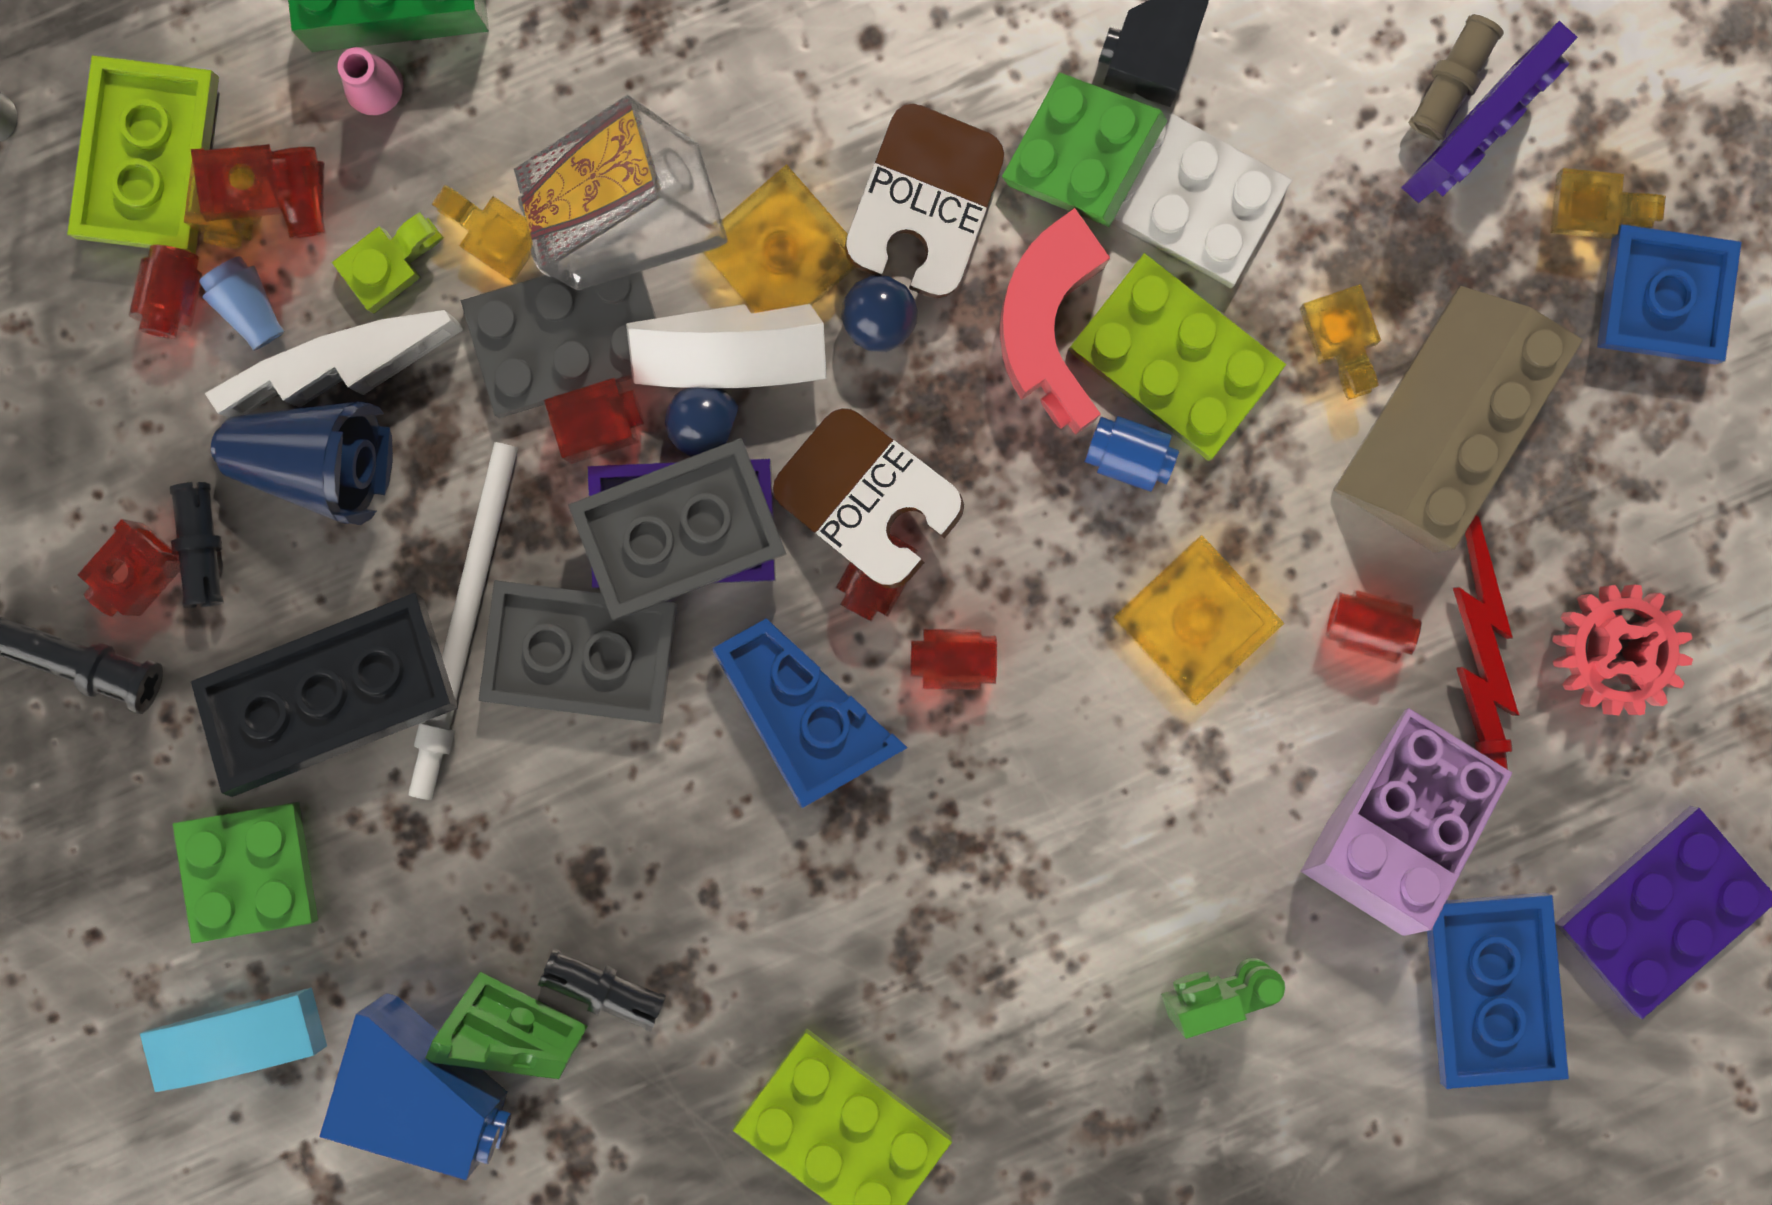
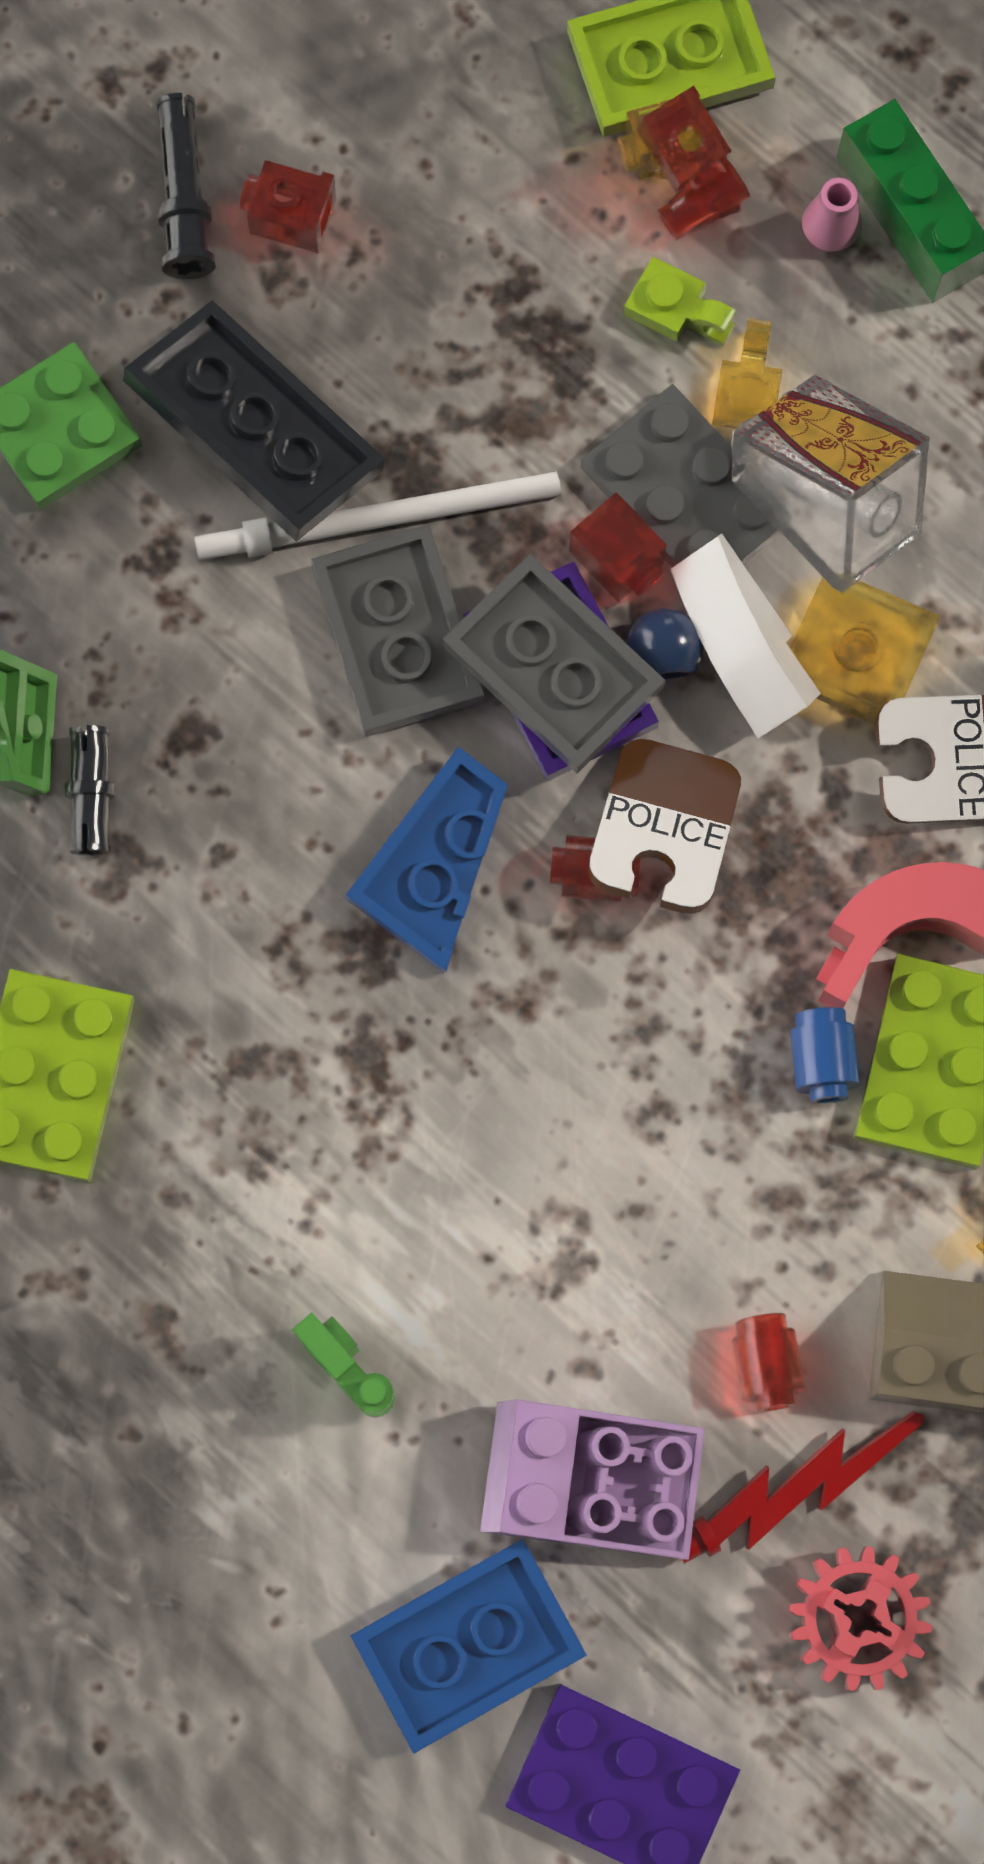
camera: 65 degrees right, 10 degrees down
(166, 291) = (556, 126): clear red brick -> none
(196, 545) = (338, 252): black pin -> none
(242, 301) = (580, 193): medium blue cone -> none
(311, 456) = (467, 316): dark blue cone -> none
(357, 355) = (576, 313): white slope -> none
(879, 313) = (842, 761): dark blue piece -> none
(954, 659) = (550, 975): clear red brick -> none
(1197, 620) = (694, 1193): clear yellow plate -> none

